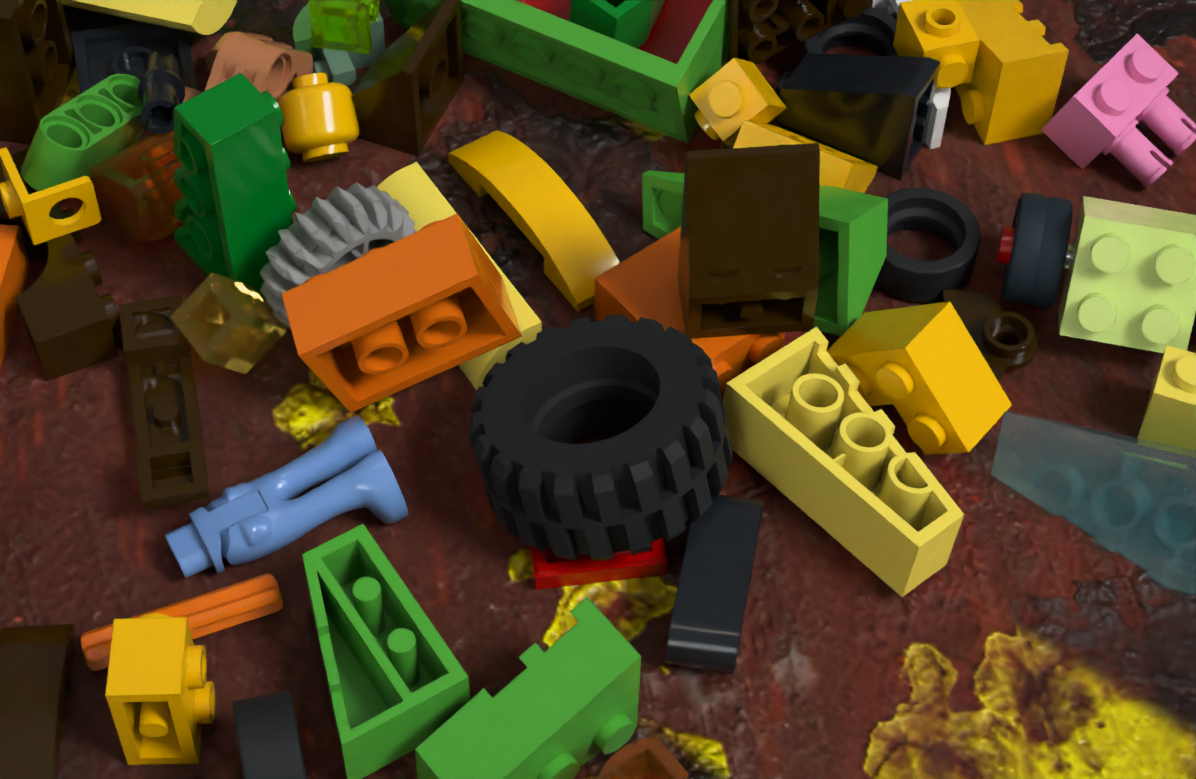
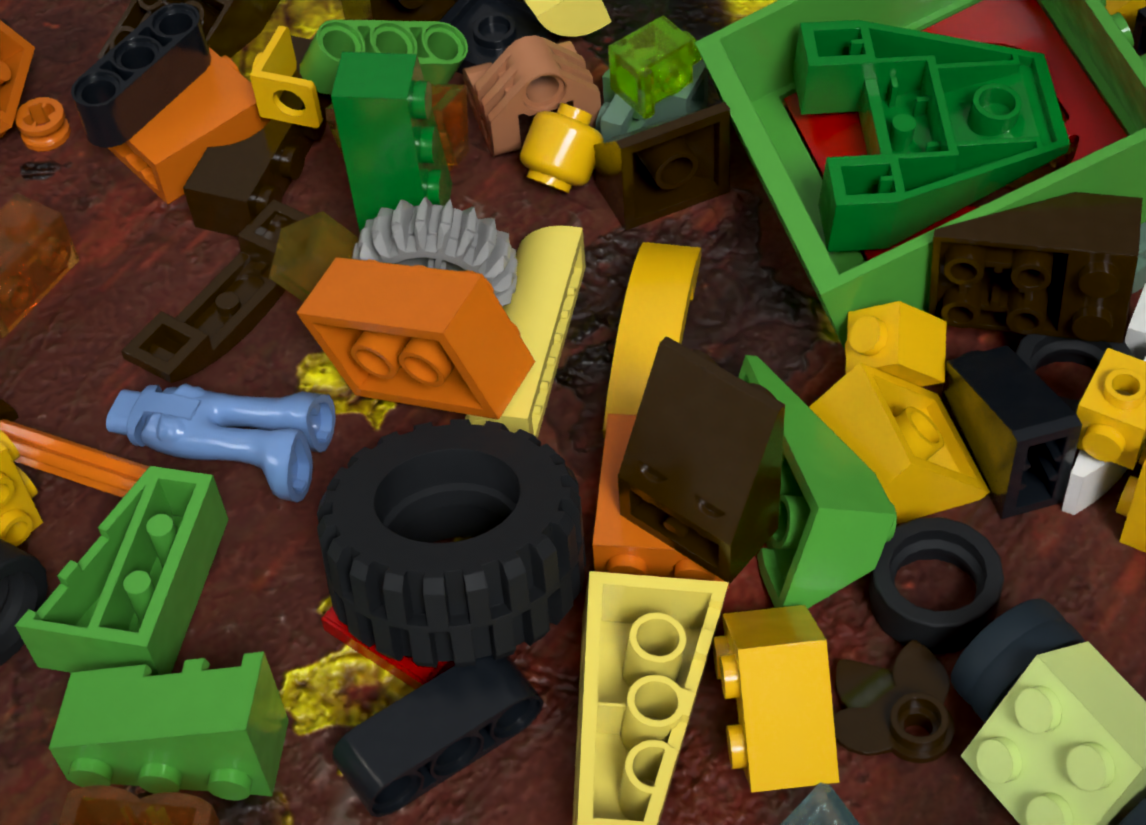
camera: 50 degrees right, 0 degrees up
(160, 92) = (459, 53): black axle -> none

